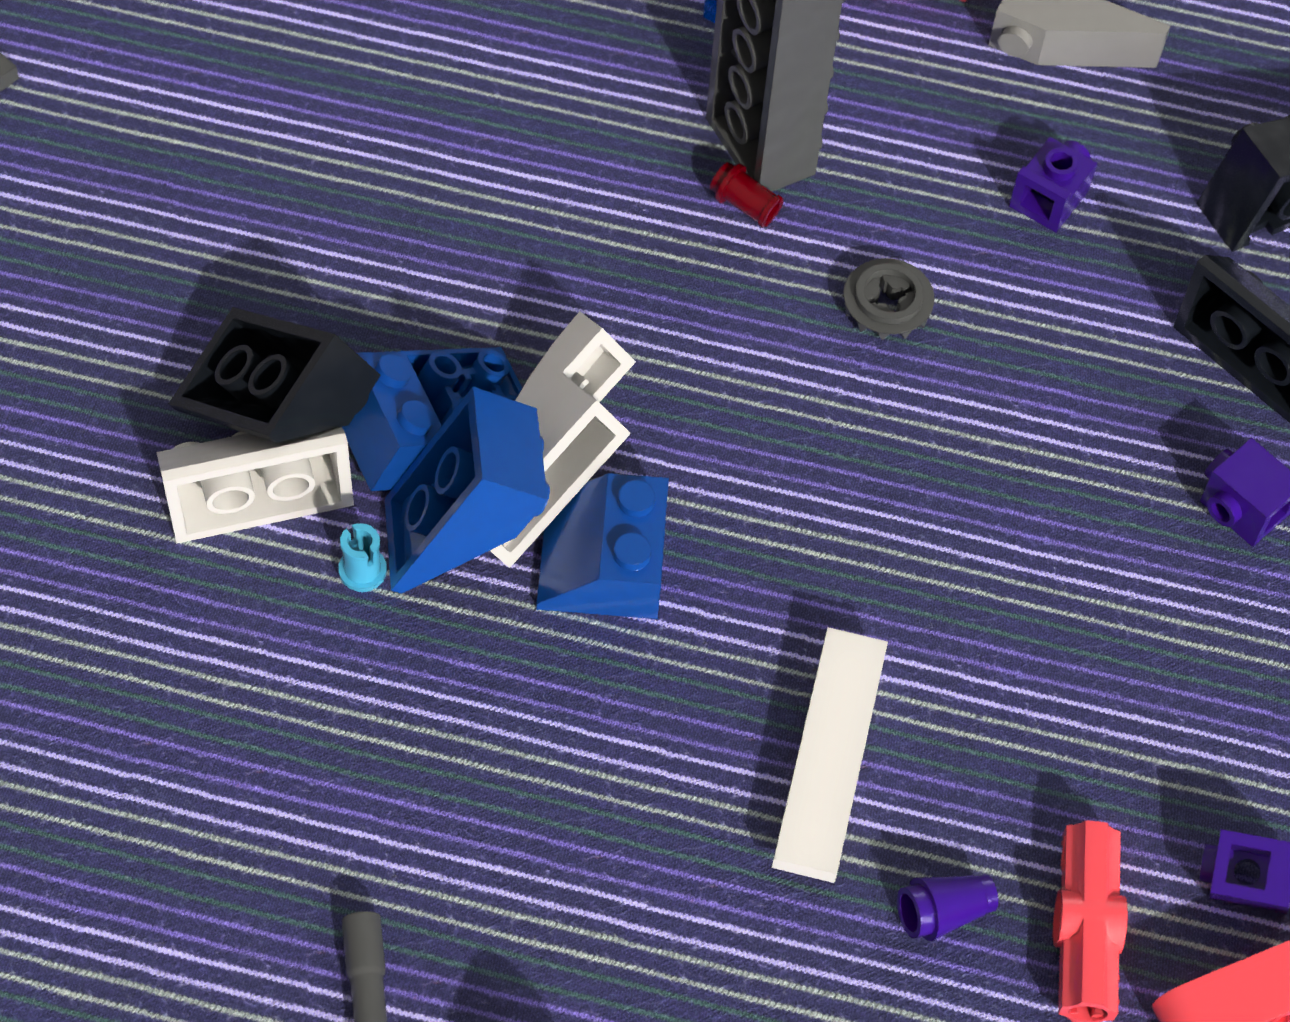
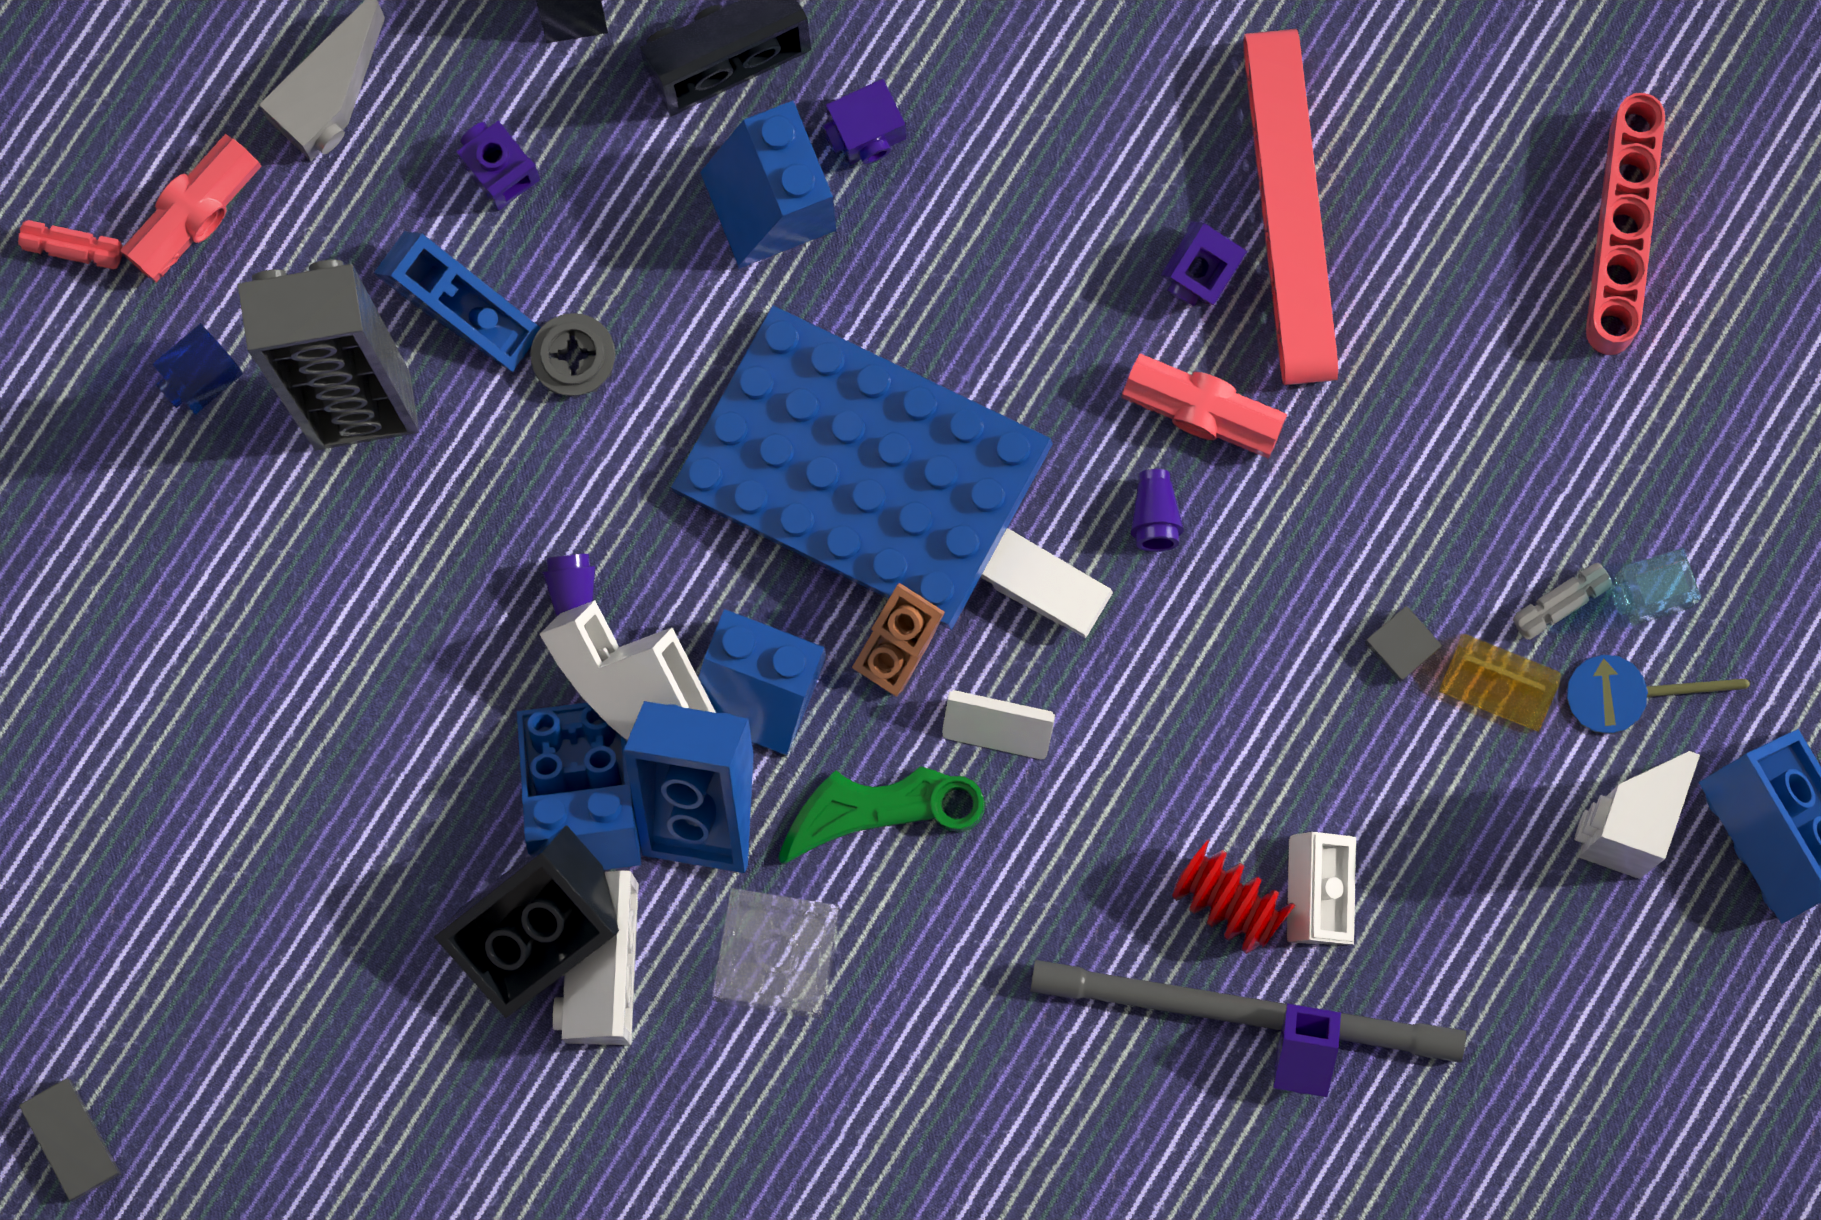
camera: 65 degrees left, 20 degrees up
(306, 637) = (776, 953): none -> clear brick
(362, 564) = (716, 902): medium azure pin -> none
(499, 681) = (848, 807): none -> green piece
(640, 803) = (998, 725): none -> white slope
(655, 350) = (569, 581): none -> dark purple cone
(697, 666) = (898, 639): none -> nougat slope
(745, 194) = (423, 443): dark red pin -> none
(876, 588) = (861, 464): none -> blue plate
(902, 179) = (457, 299): none -> blue slope
(1147, 416) = (769, 186): none -> blue slope

